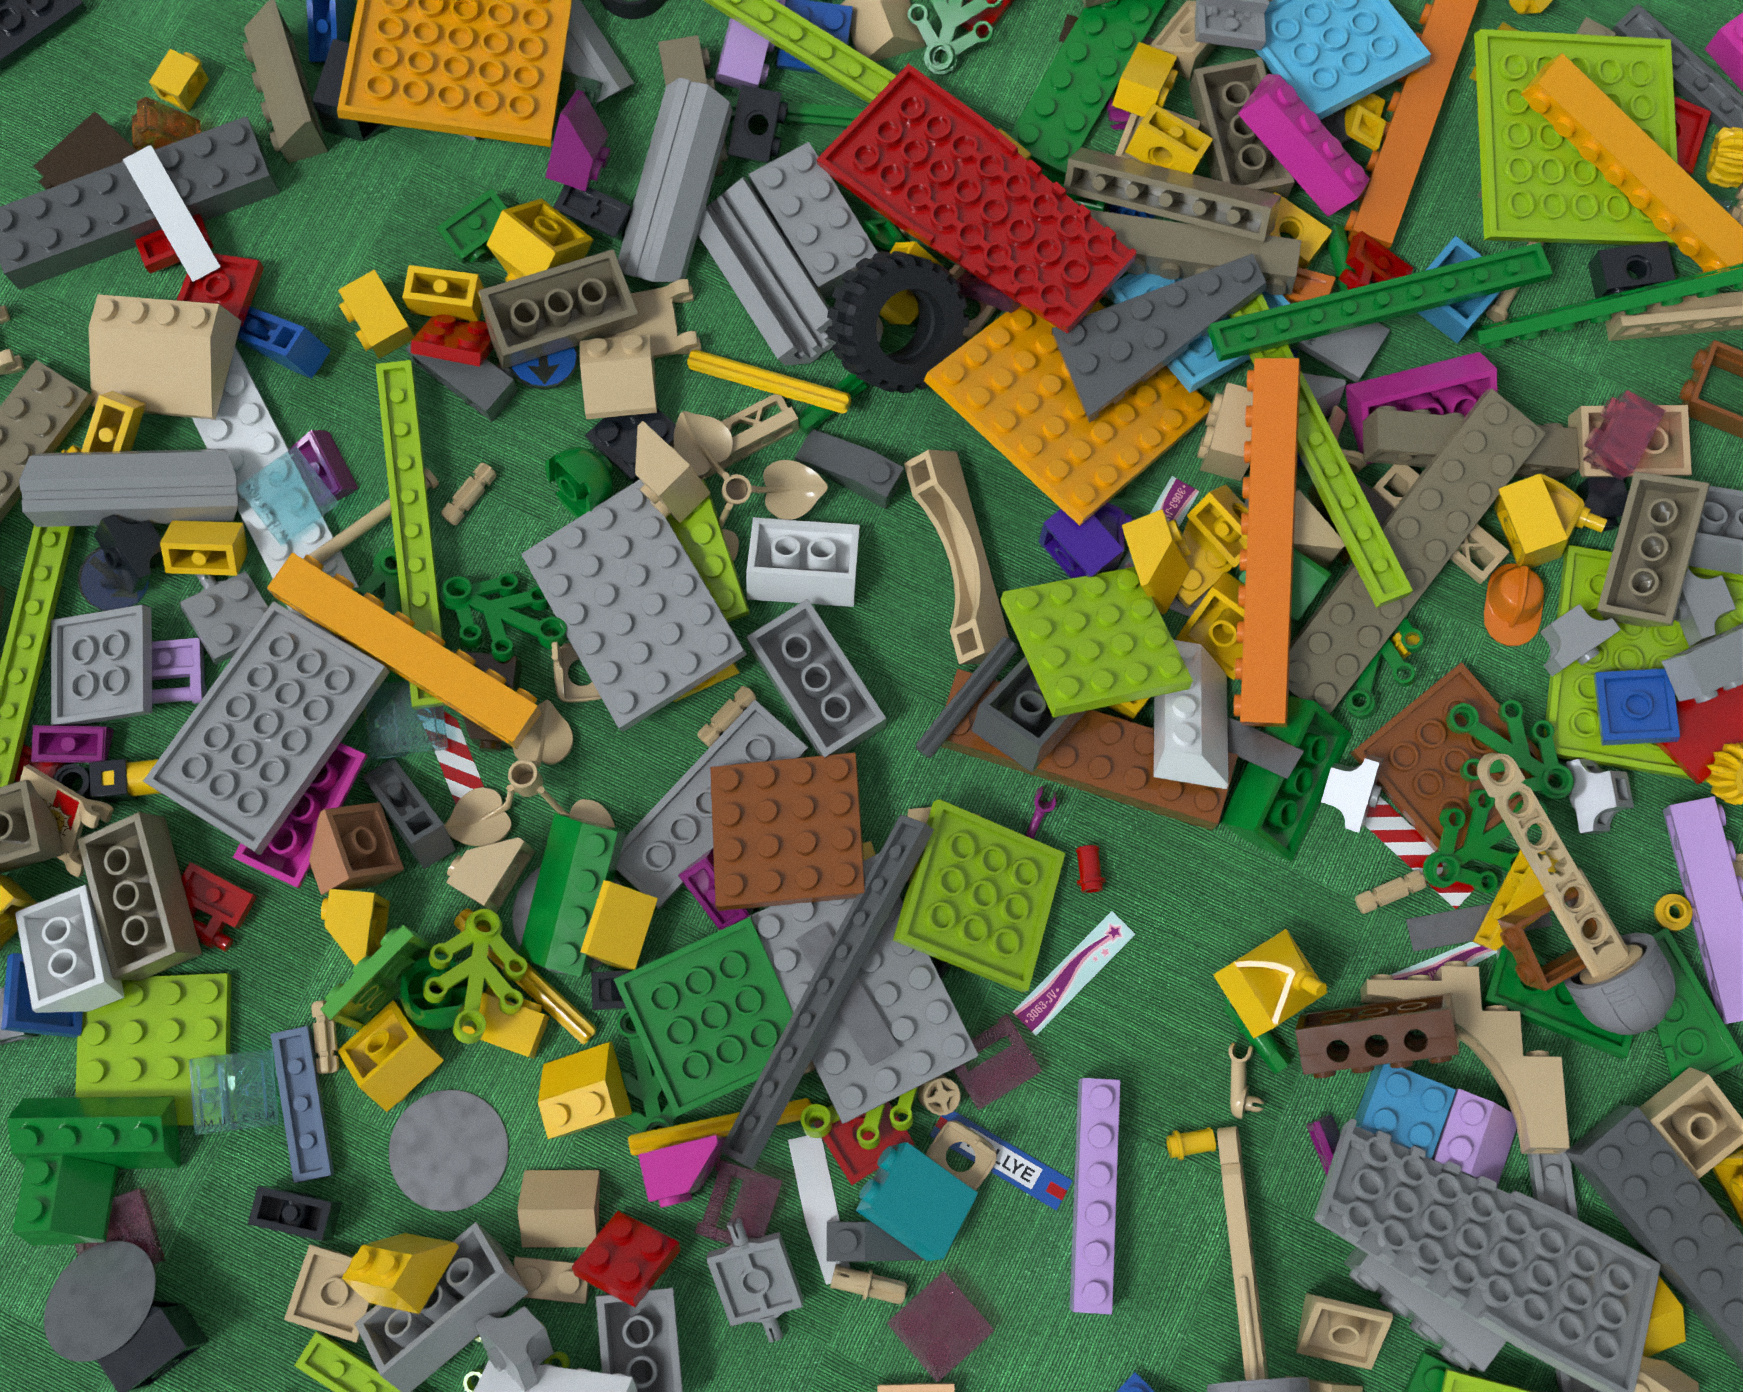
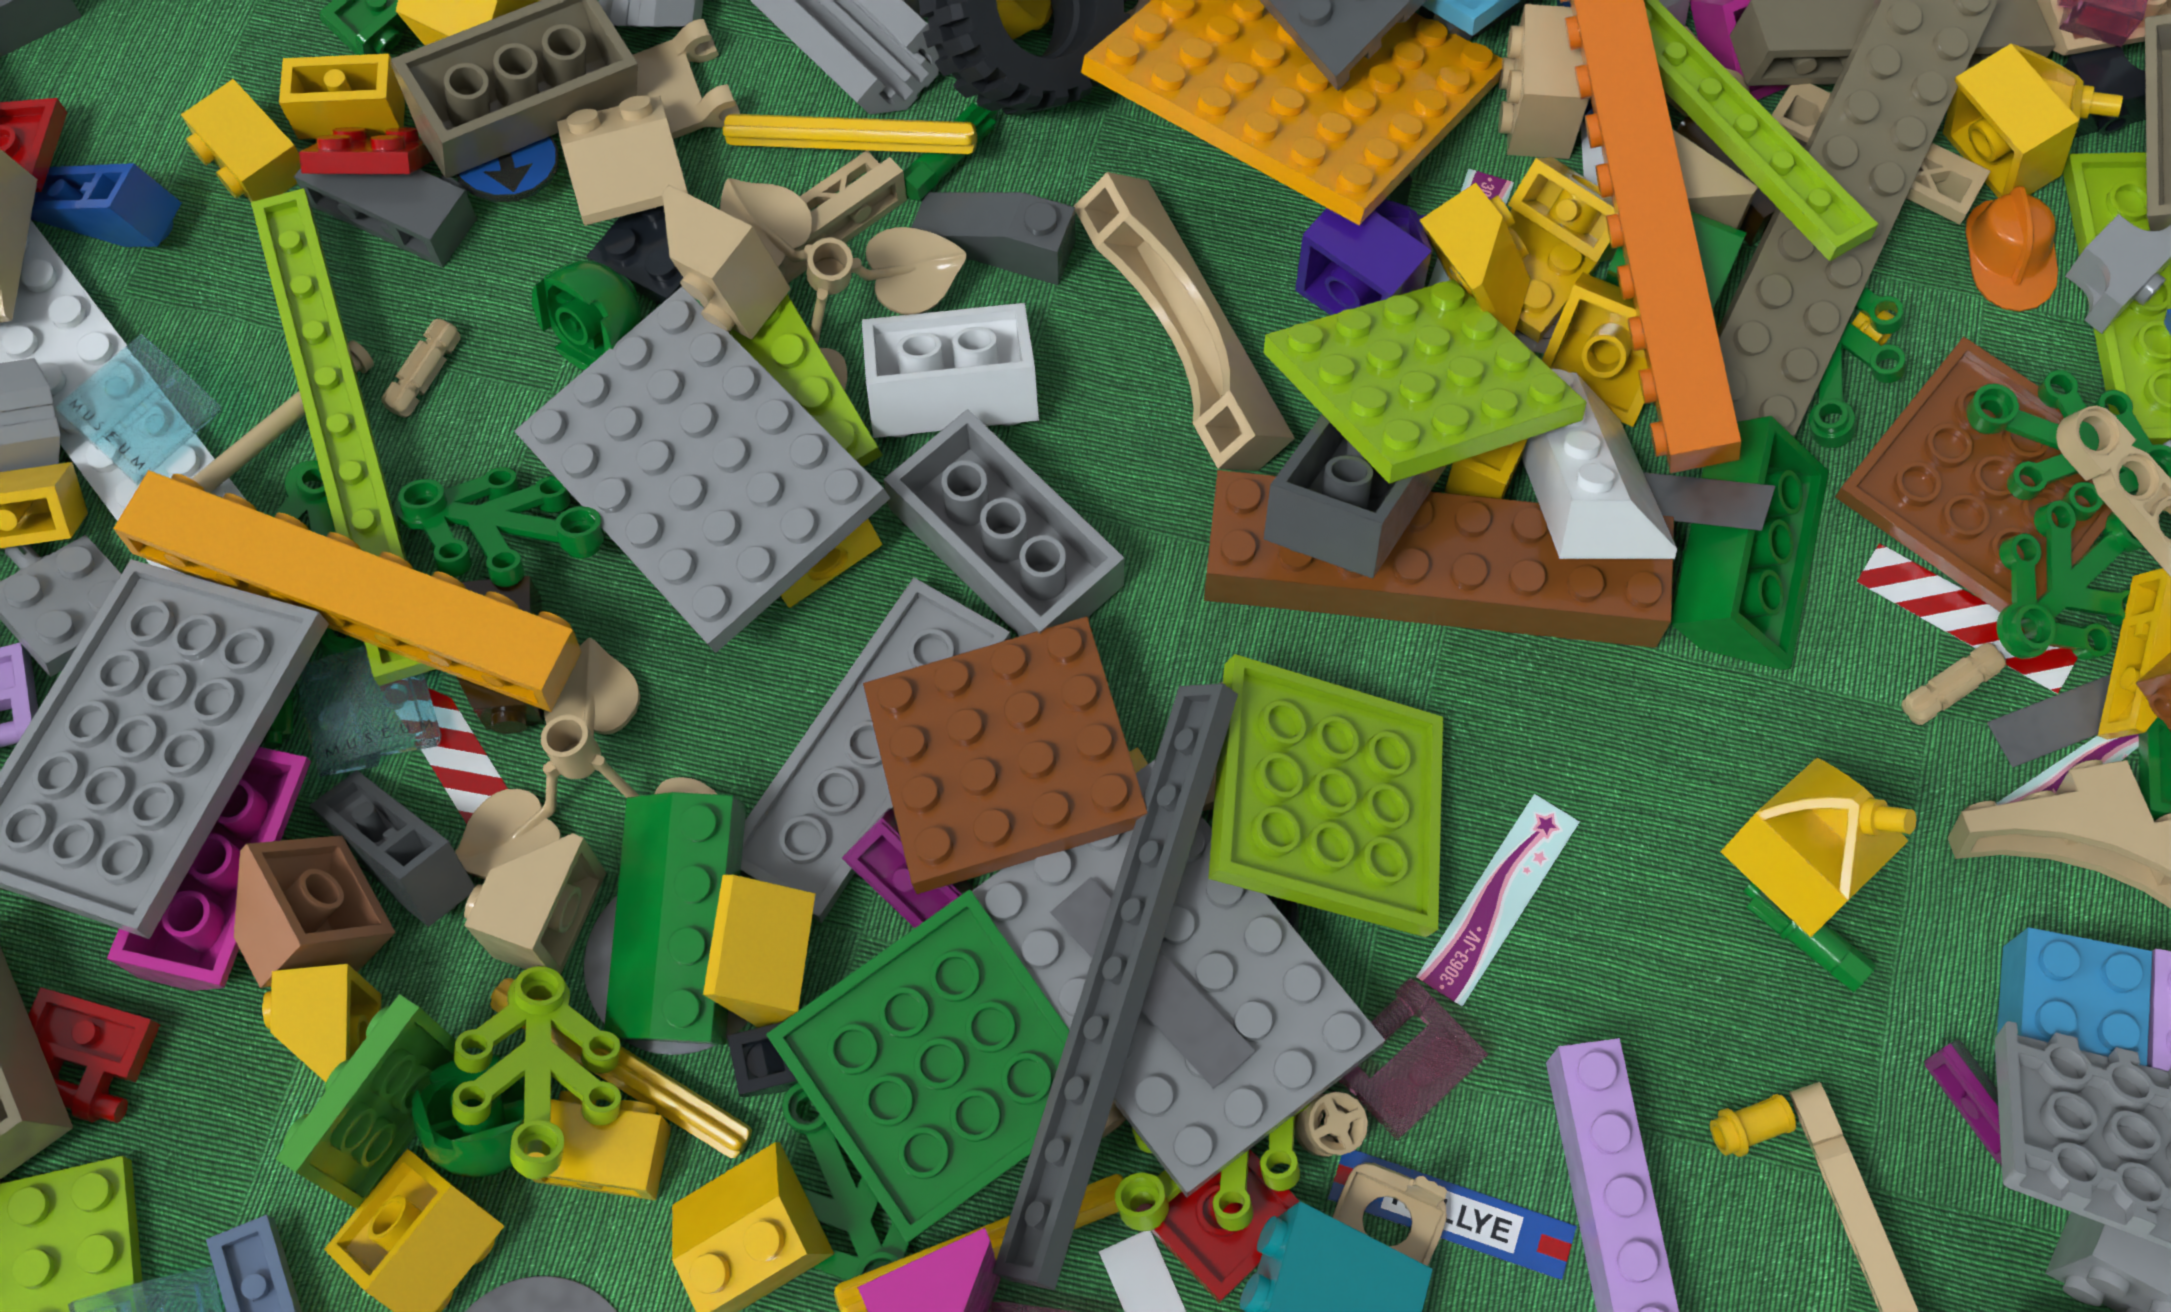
camera: 10 degrees left, 10 degrees down
(324, 1040) = (300, 1231): tan axle -> none
(327, 461) = (199, 359): magenta slope -> none
(565, 689) = (616, 620): tan piece -> none
(726, 716) = (872, 612): tan axle -> none
(966, 697) = (1242, 503): dark grey axle -> none
(1039, 813) = (1389, 662): magenta hand -> none
(1089, 869) = (1490, 745): red pin -> none
(1239, 1090) = (1807, 1027): tan piece -> none
(1354, 790) = (1861, 540): brick -> none
(1389, 1019) = (2110, 867): reddish brown brick -> none

